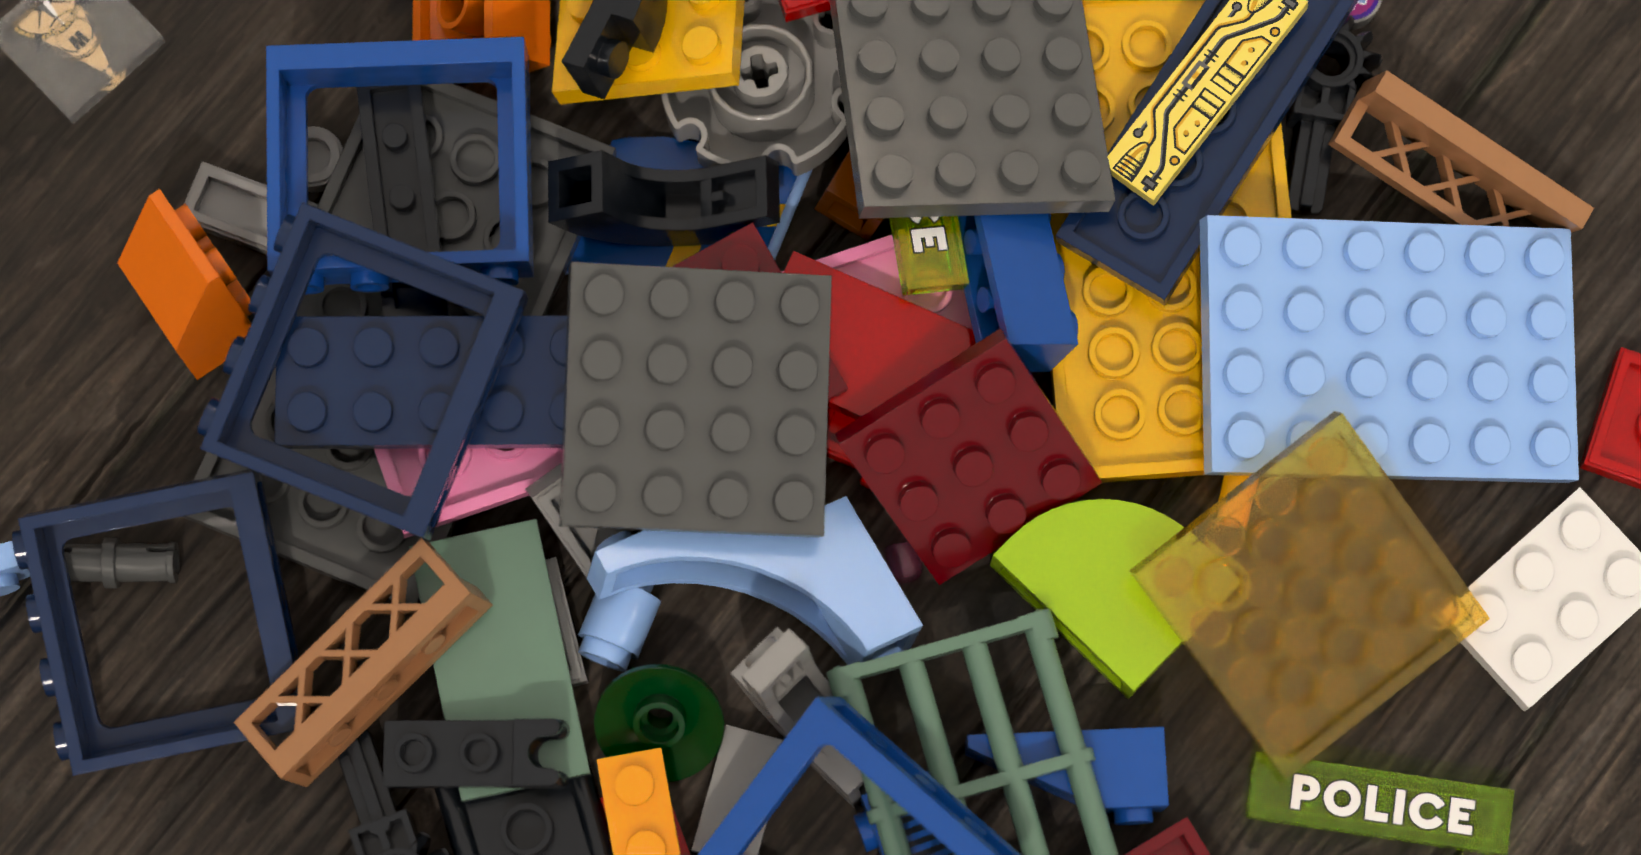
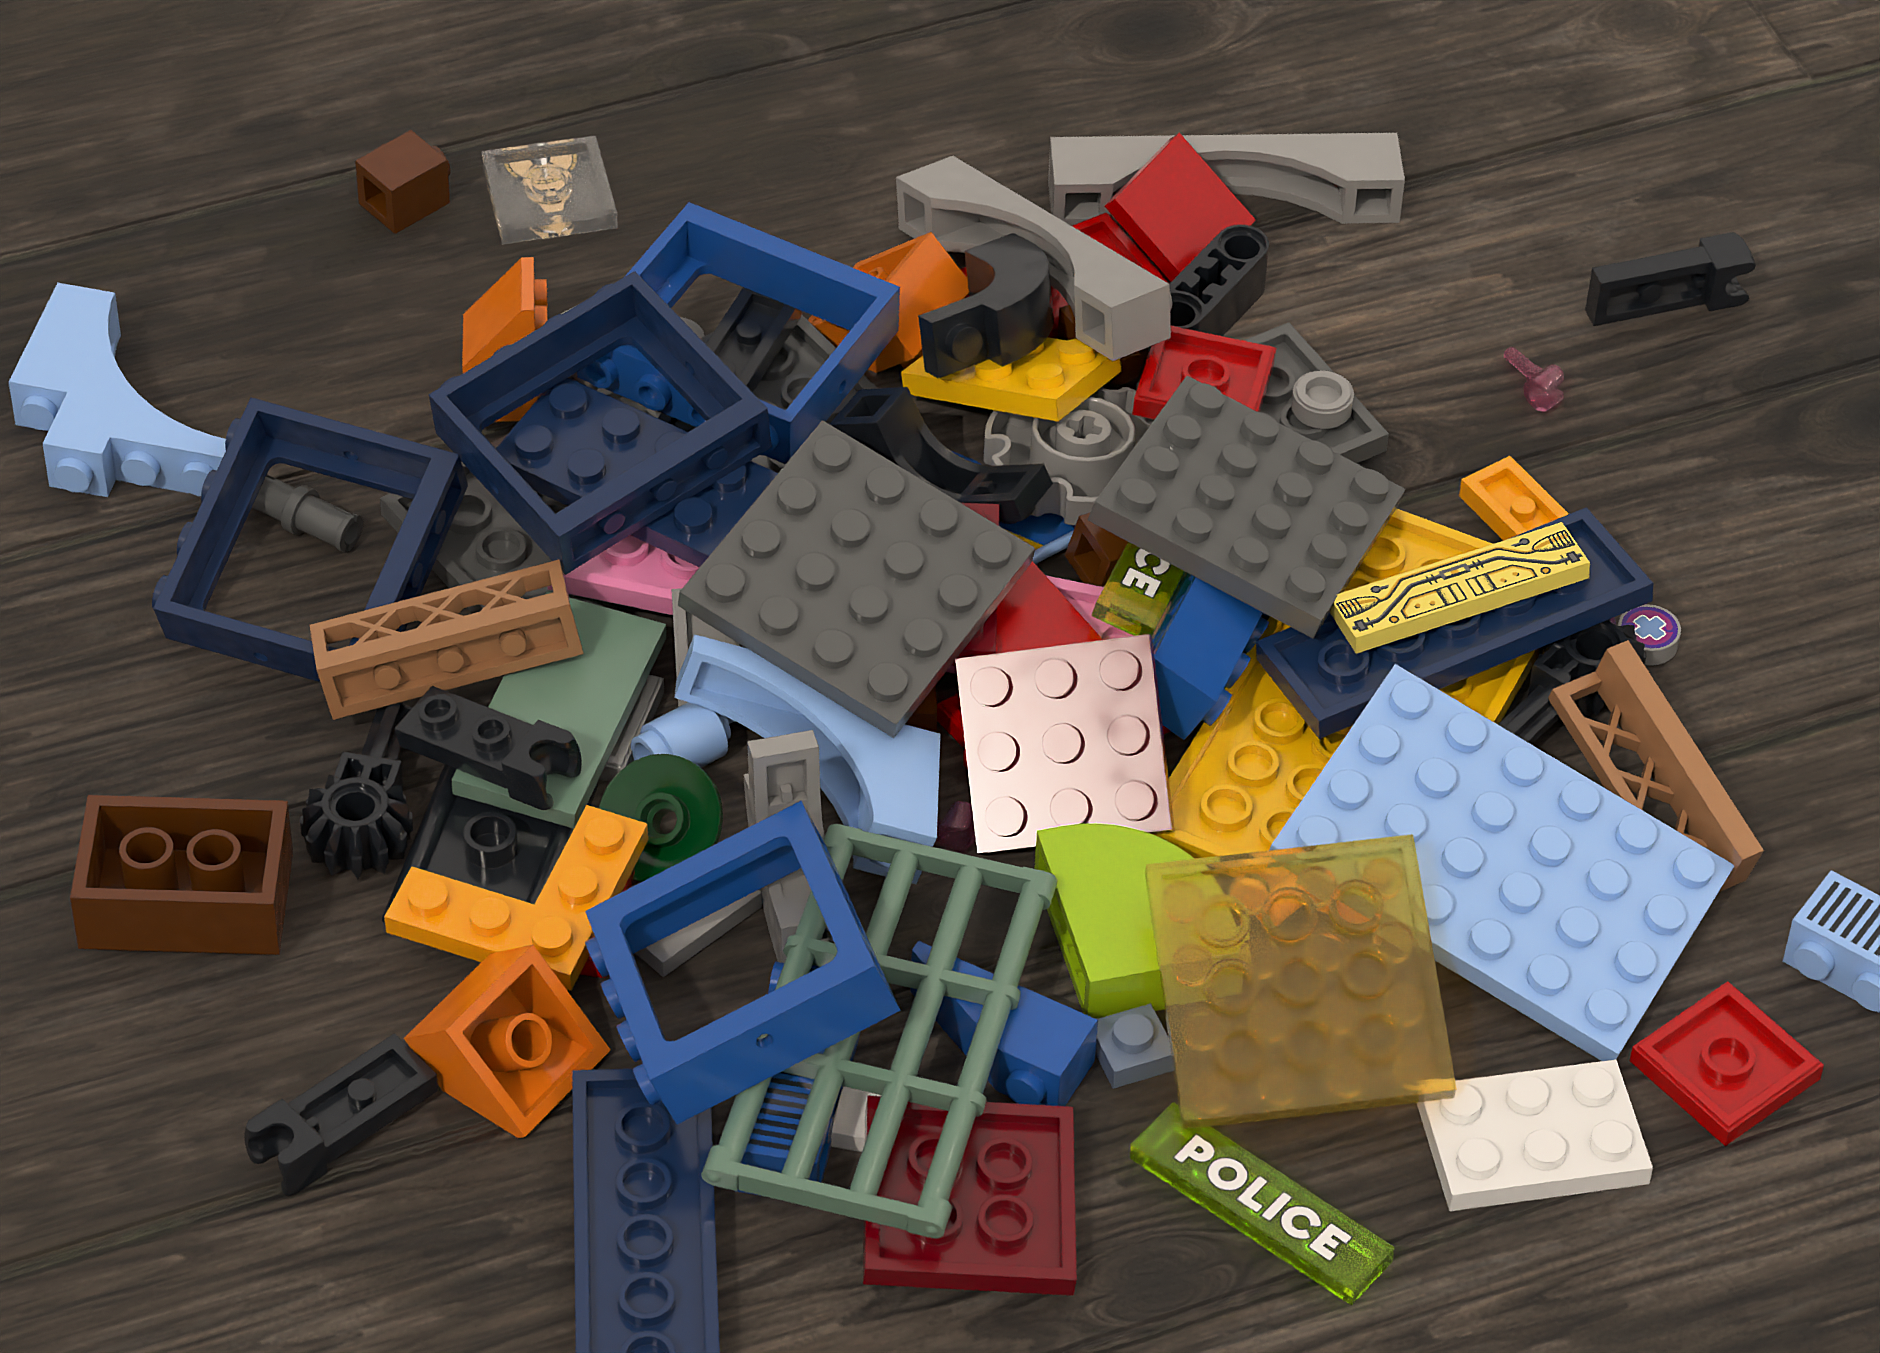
camera: 30 degrees right, 30 degrees down
(1183, 706) = (1133, 1046): none -> sand blue plate

